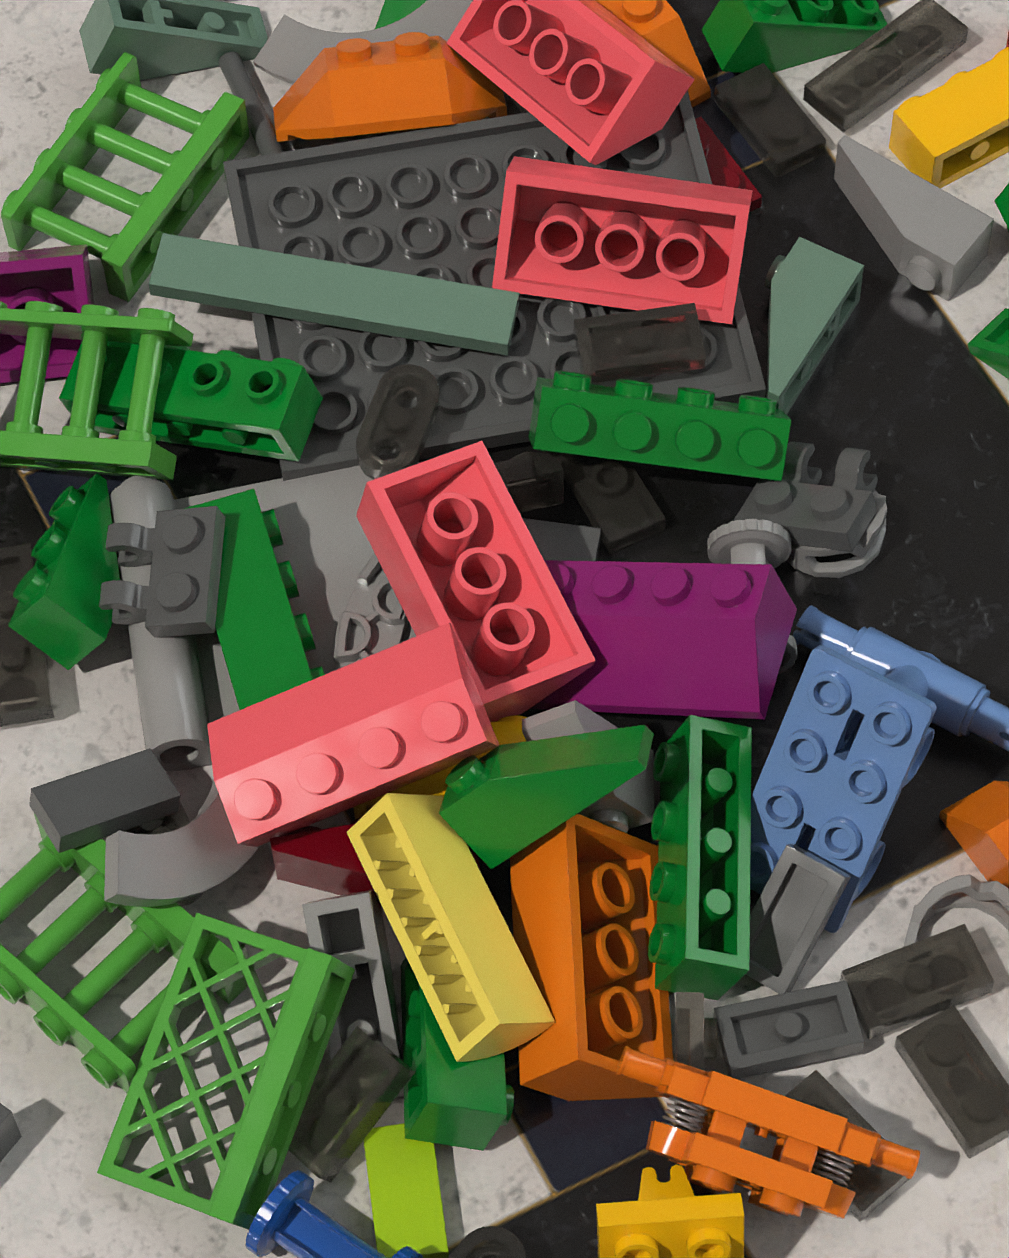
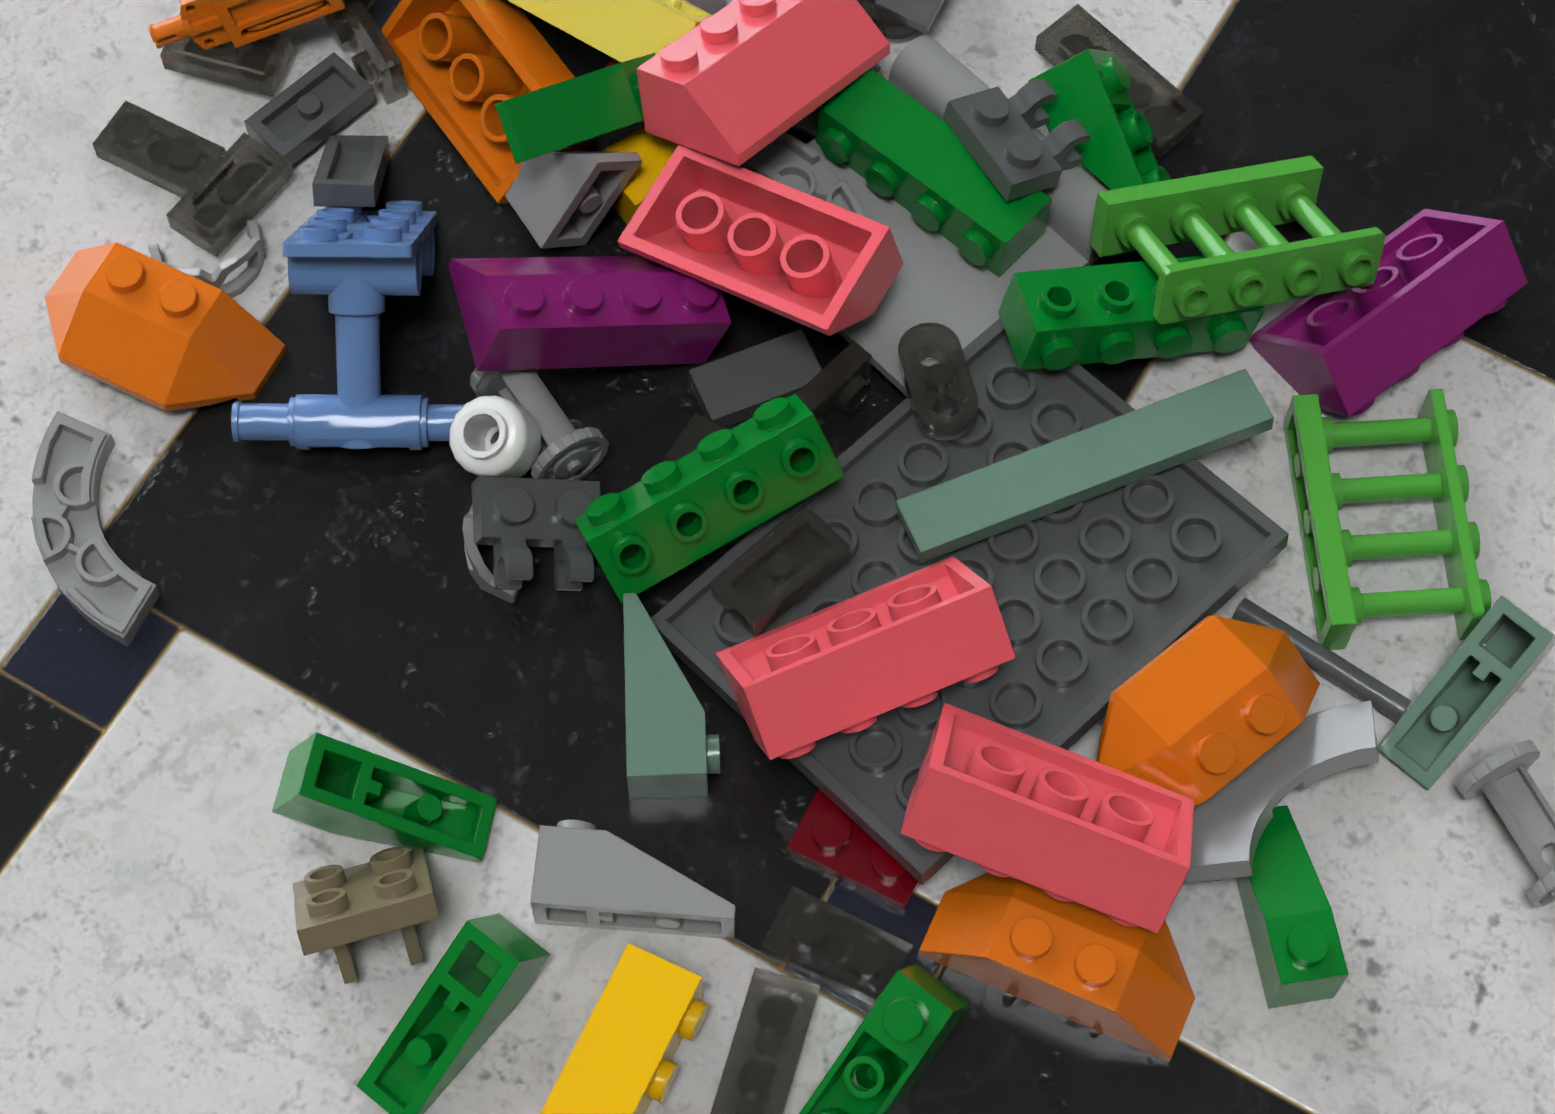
camera: 145 degrees right, 5 degrees up
(702, 858) = (438, 164): green brick -> none
(814, 565) = (495, 437): none -> white head

